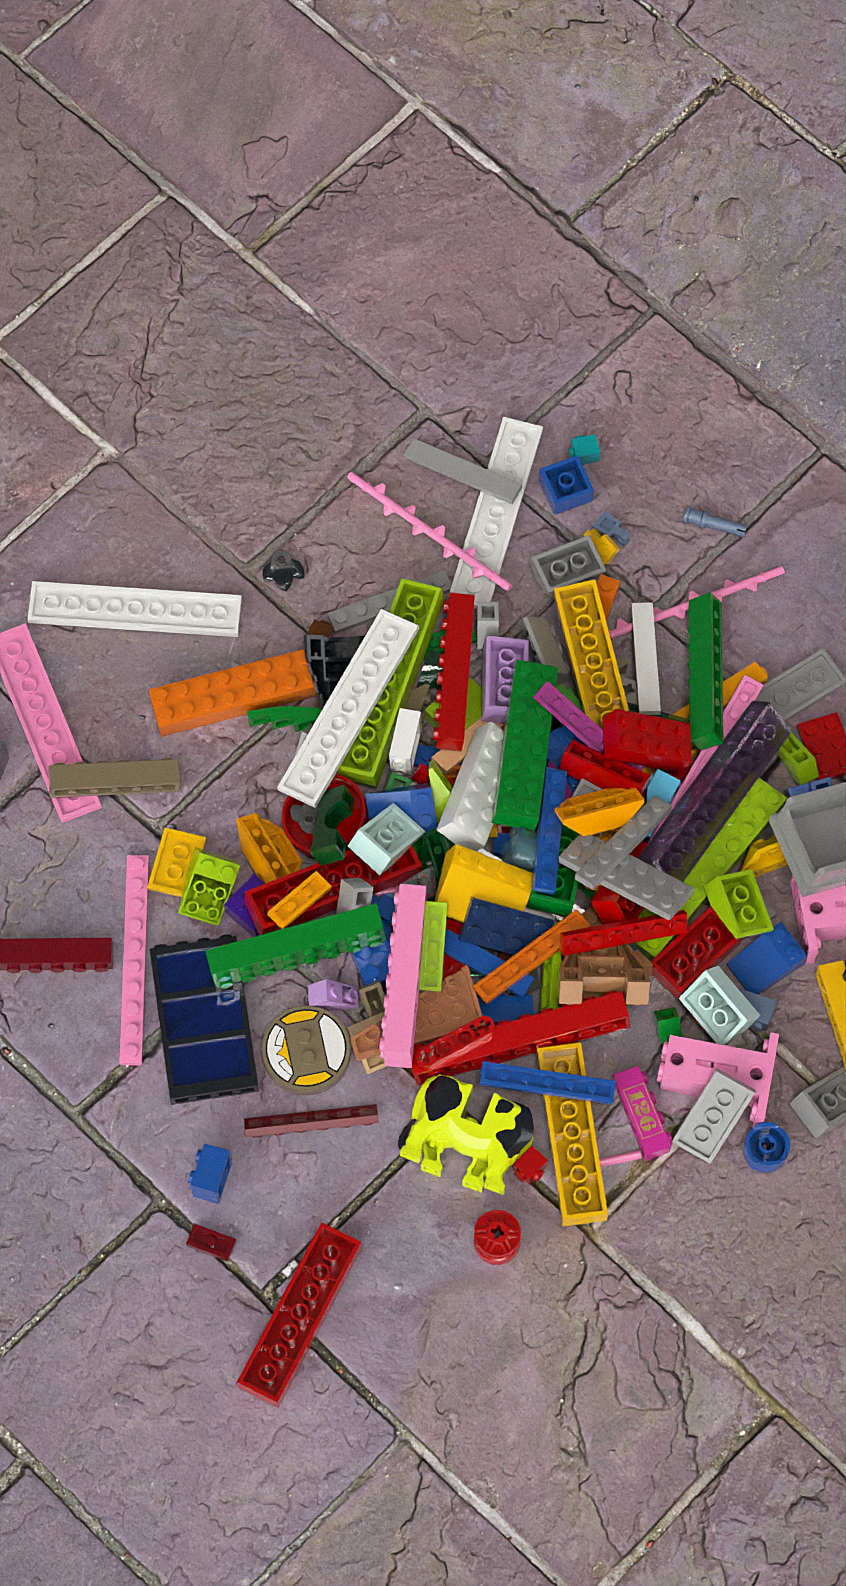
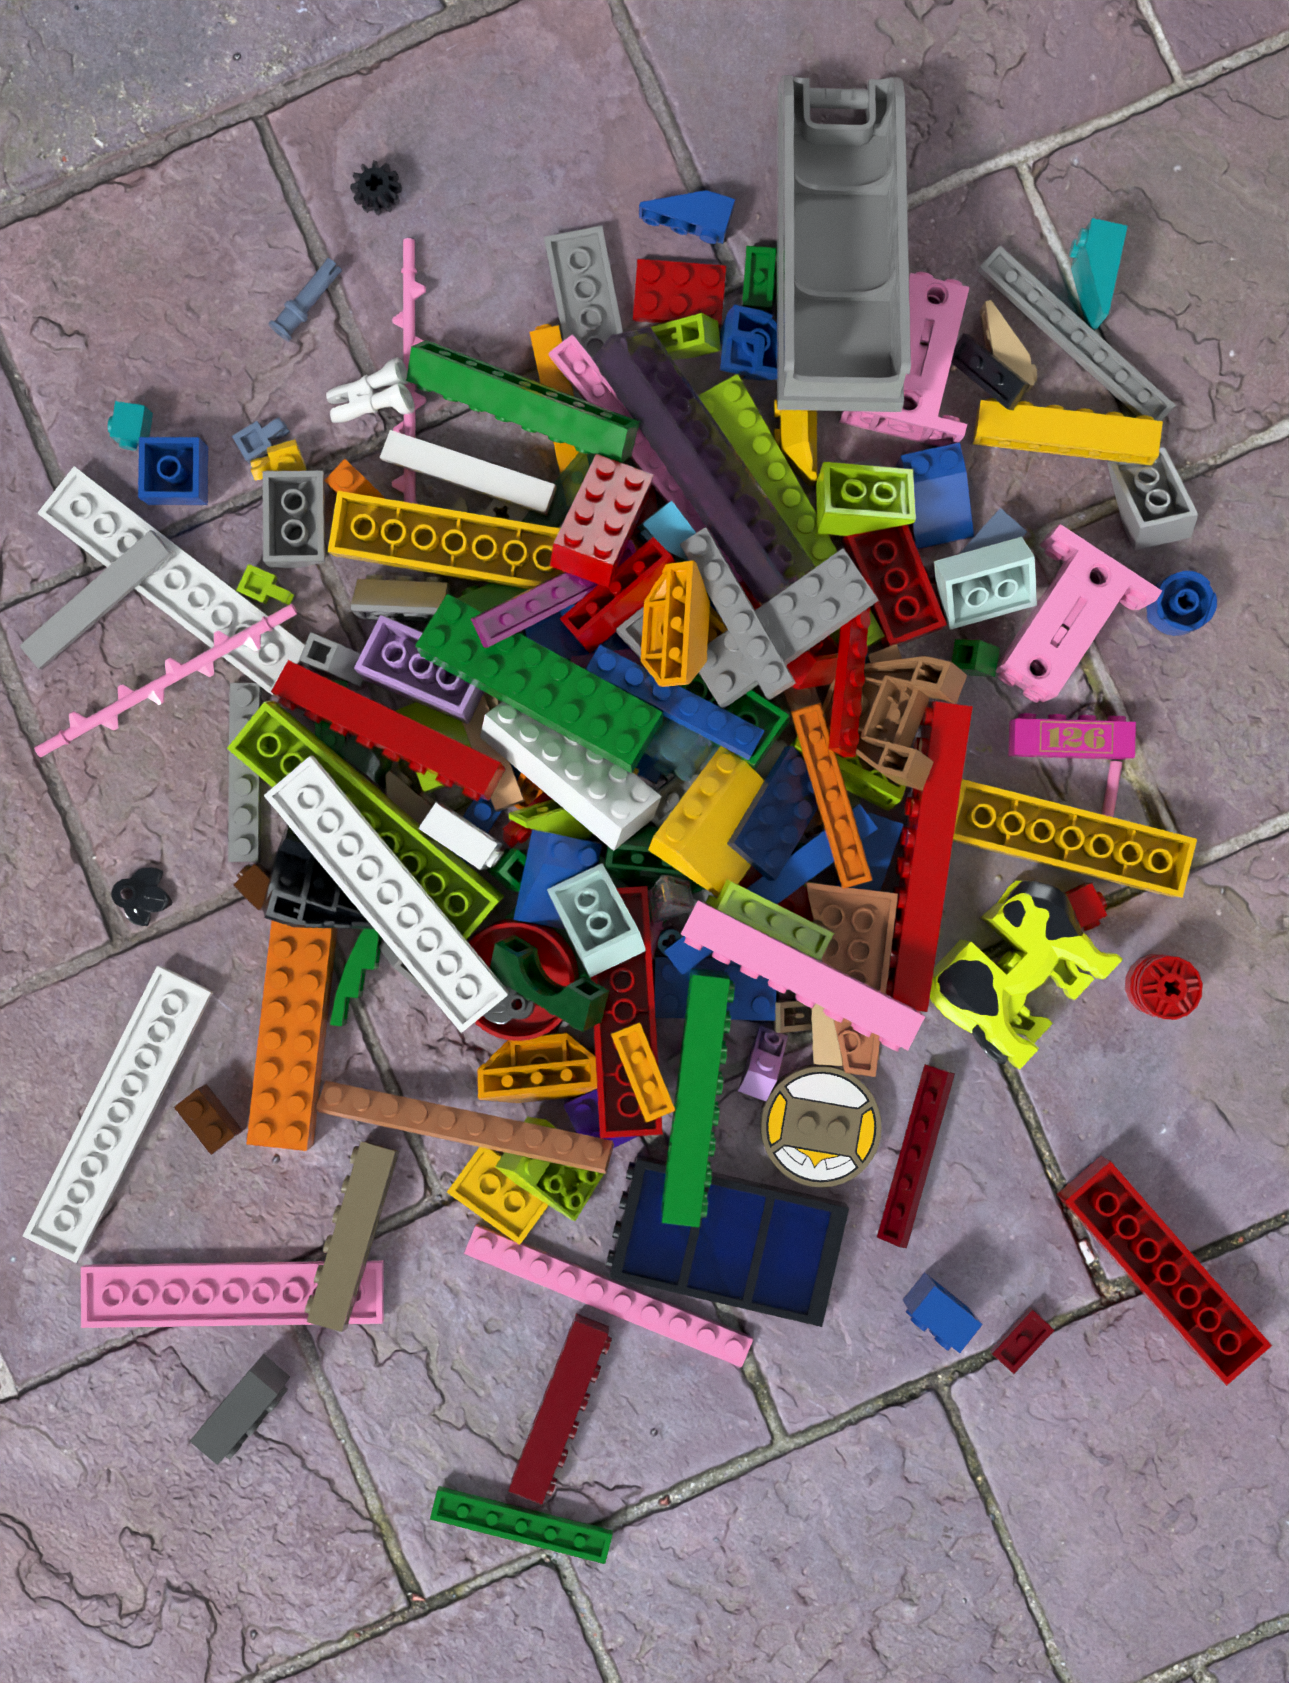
camera: 70 degrees left, 20 degrees up
(153, 663) = (208, 1119): none -> reddish brown brick
(215, 817) = (466, 1127): none -> nougat plate
(354, 894) = (666, 998): light grey slope -> none
(453, 1039) = (915, 943): red beam -> none
(516, 564) = (261, 585): none -> lime plate
(547, 1082) = (1003, 844): blue plate -> none
(667, 580) = (364, 397): none -> white piece
(713, 1115) = (1126, 652): plate -> none
(806, 536) = (386, 191): none -> black gear

